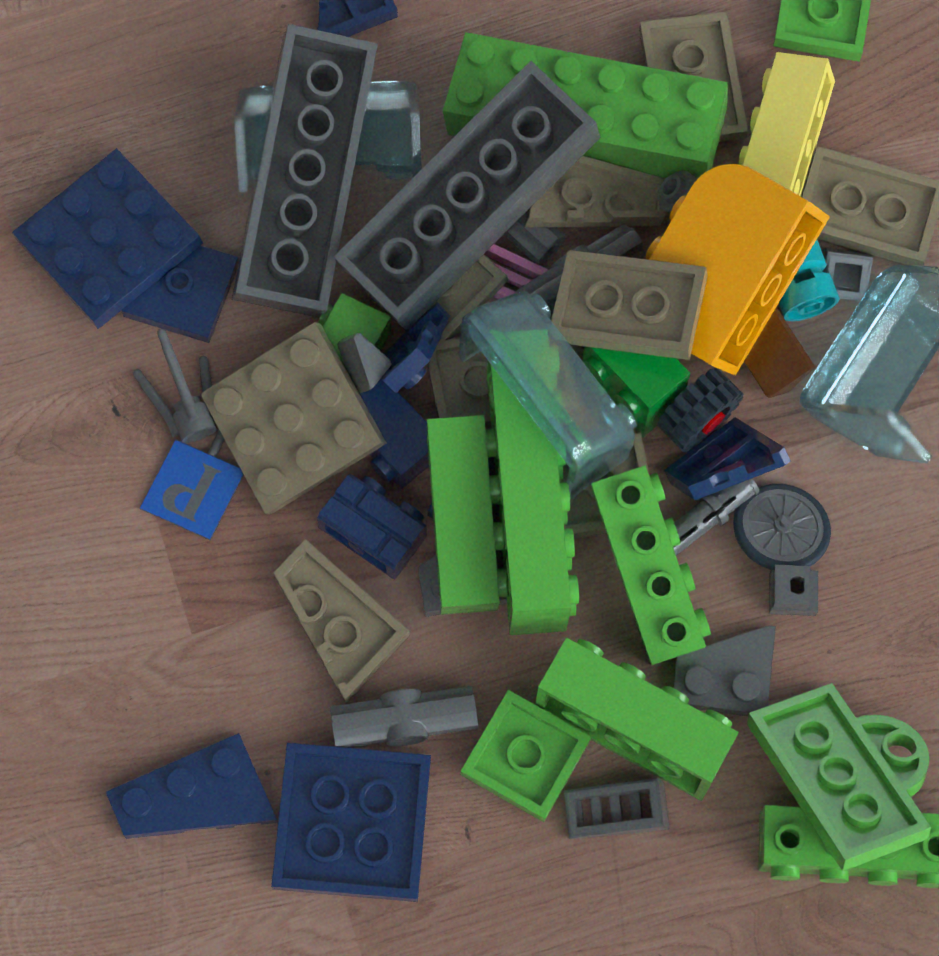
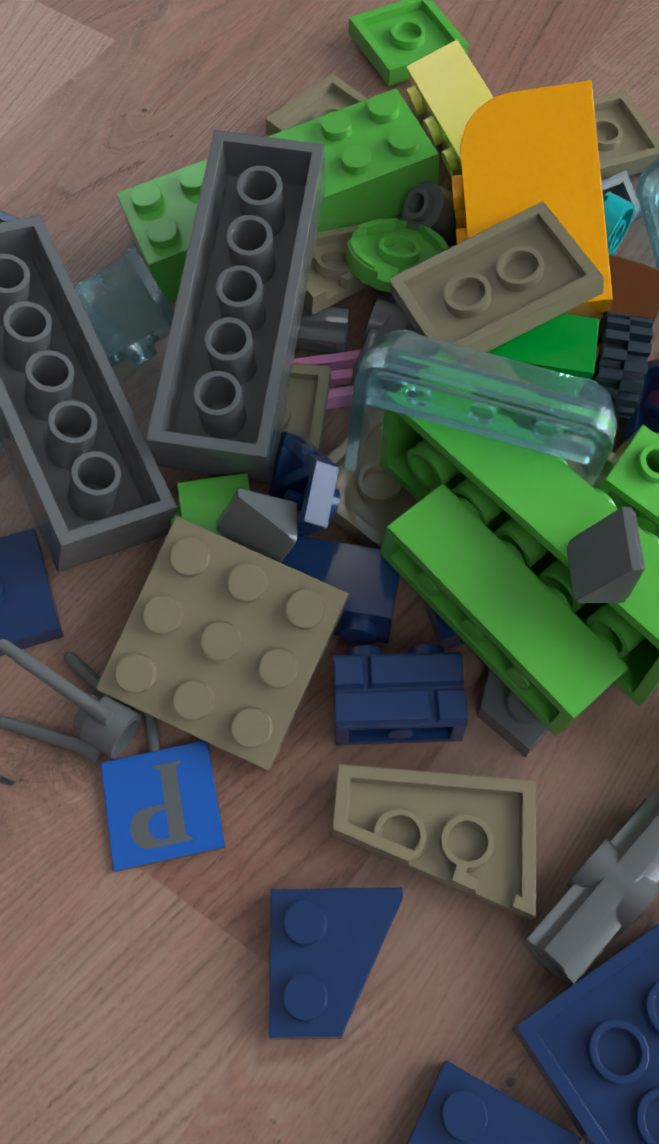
camera: 35 degrees left, 10 degrees down
(219, 635) = (323, 956): none -> dark blue wing
(515, 530) = (606, 559): none -> dark grey slope
(621, 218) = (389, 248): none -> bright green tile

